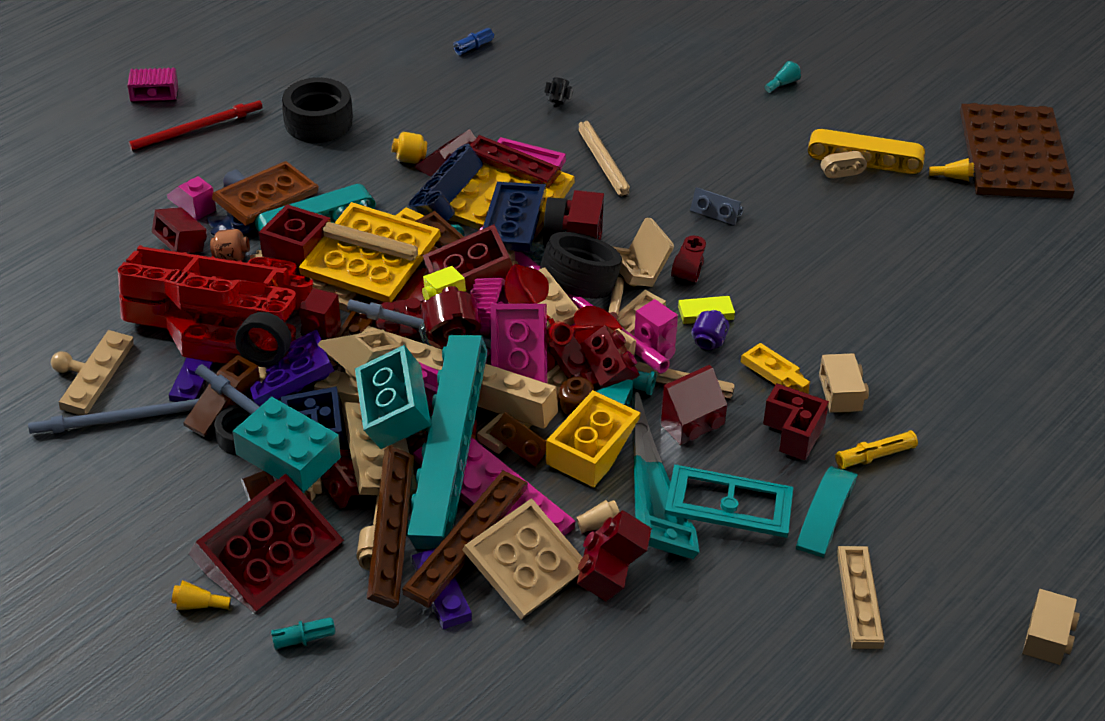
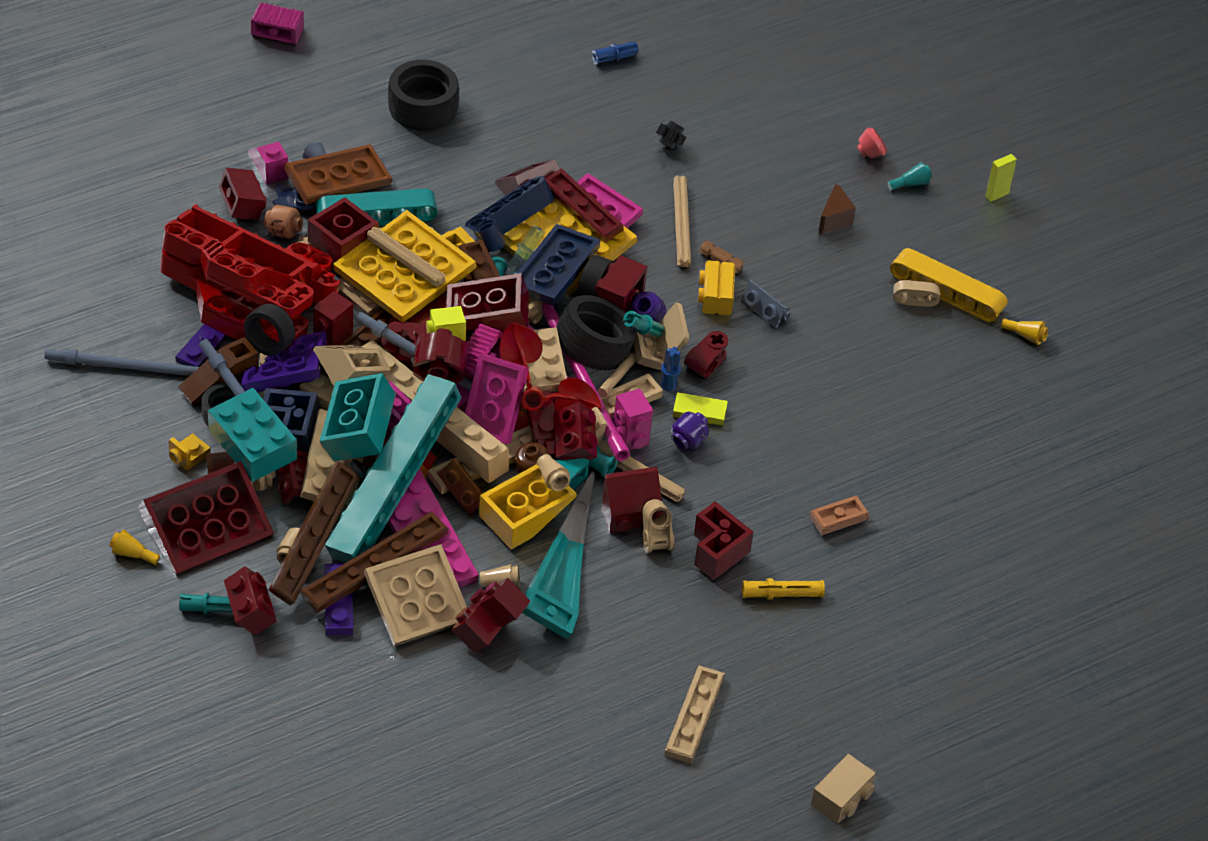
camera: 15 degrees right, 5 degrees up
(93, 374) = (118, 316): tan plate -> none
(218, 483) = (188, 451): none -> yellow bracket
(238, 111) = (349, 75): red bar -> none
(351, 615) = (250, 600): none -> dark red brick
(409, 148) = (495, 160): yellow head -> none
(411, 449) = (358, 468): none -> black piece
(477, 210) = (527, 247): none -> clear light blue axle
(612, 398) = (554, 474): none -> tan cone
(616, 232) = (649, 304): none -> dark purple head
(623, 245) = (643, 324): none -> teal axle
(655, 178) = (720, 255): none -> medium nougat axle
(666, 278) = (670, 369): none -> blue axle
(667, 202) = (718, 288): none -> yellow brick
(726, 517) = (612, 611): teal door -> none
(730, 428) = (657, 532): none -> tan piece
(736, 59) = (871, 144): none -> coral cone
(738, 116) = (838, 211): none -> reddish brown slope
(775, 368) = (732, 486): yellow hinge -> none
(825, 511) = (705, 627): teal slope -> none
(843, 382) = (784, 517): tan brick -> none
(862, 56) = (1000, 177): none -> neon yellow tile
(888, 368) = (839, 515): none -> nougat plate
(1016, 151) = (1106, 324): reddish brown plate -> none

